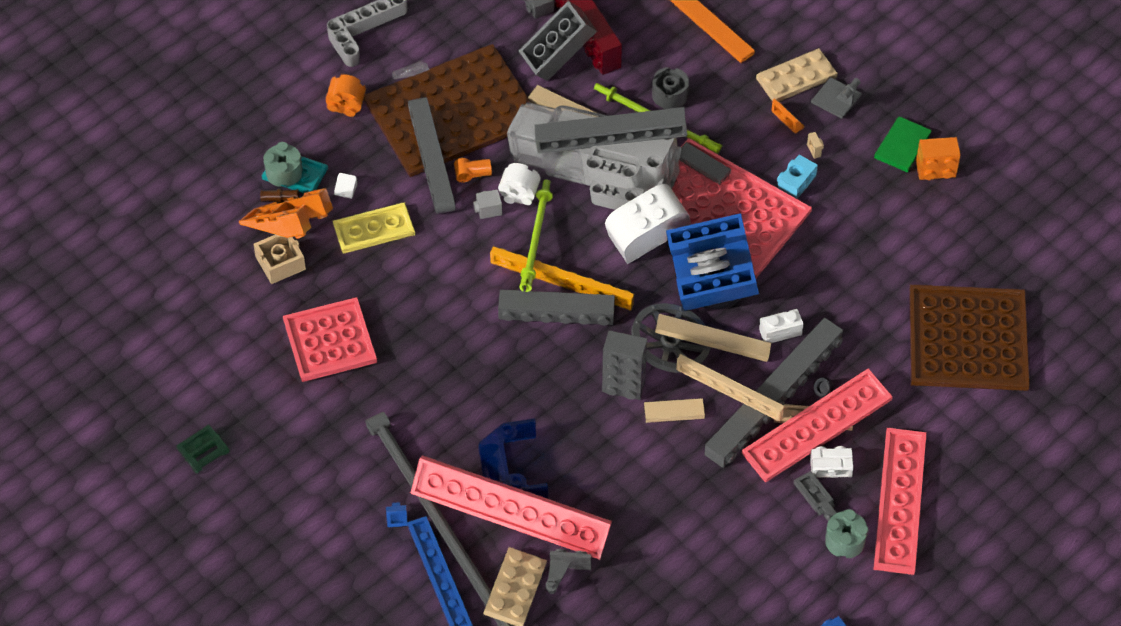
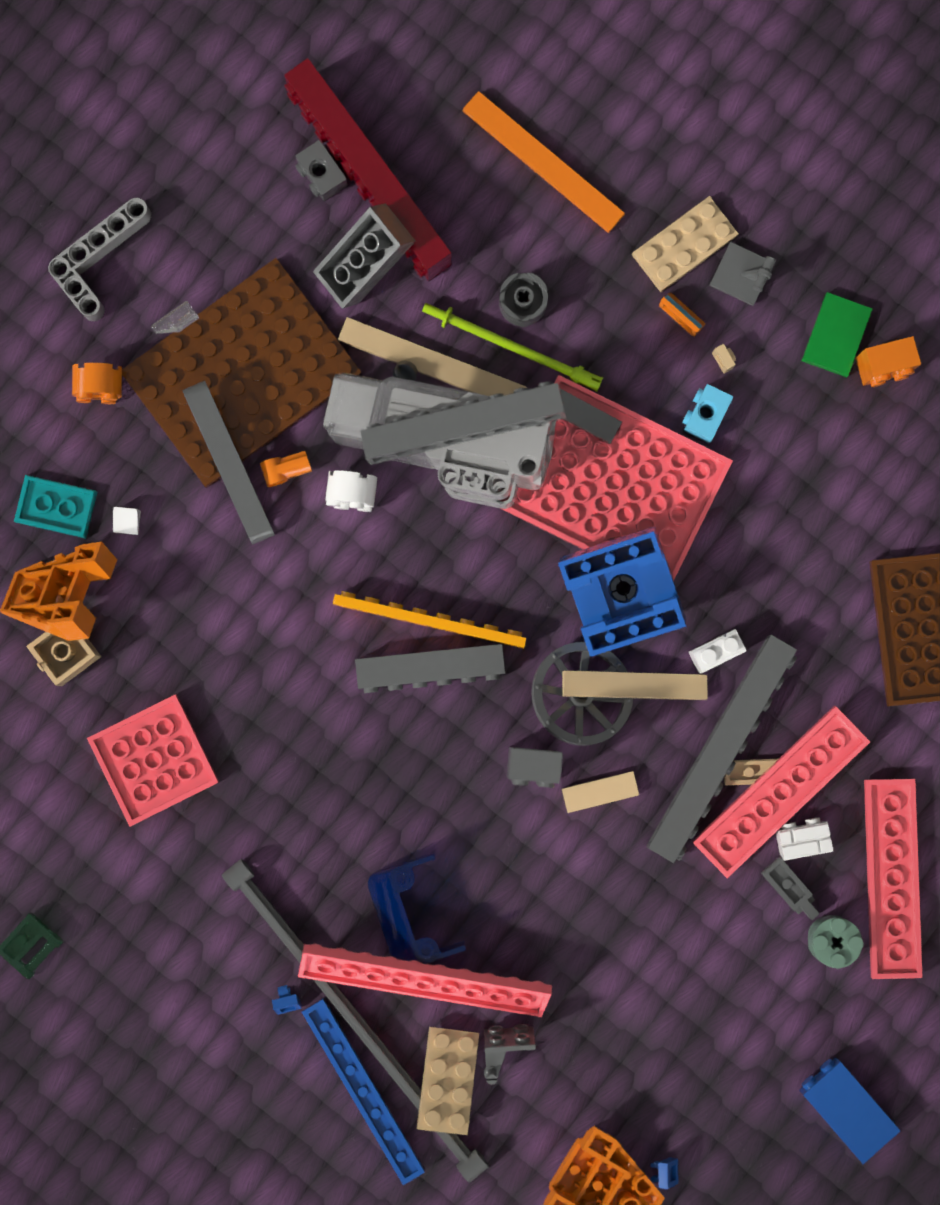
camera: 10 degrees left, 30 degrees up
(278, 195) = (43, 550): reddish brown pin -> none
(283, 165) = (26, 517): sand green brick -> none
(373, 228) = (175, 577): light yellow tile -> none
(488, 204) = (315, 521): light grey brick -> none
(528, 274) = (387, 634): lime bar -> none
(644, 221) = (529, 533): white brick -> none
(708, 261) = (619, 600): light grey wheel -> none
(730, 388) = (669, 769): tan tile -> none
(823, 387) = (781, 731): black tile -> none

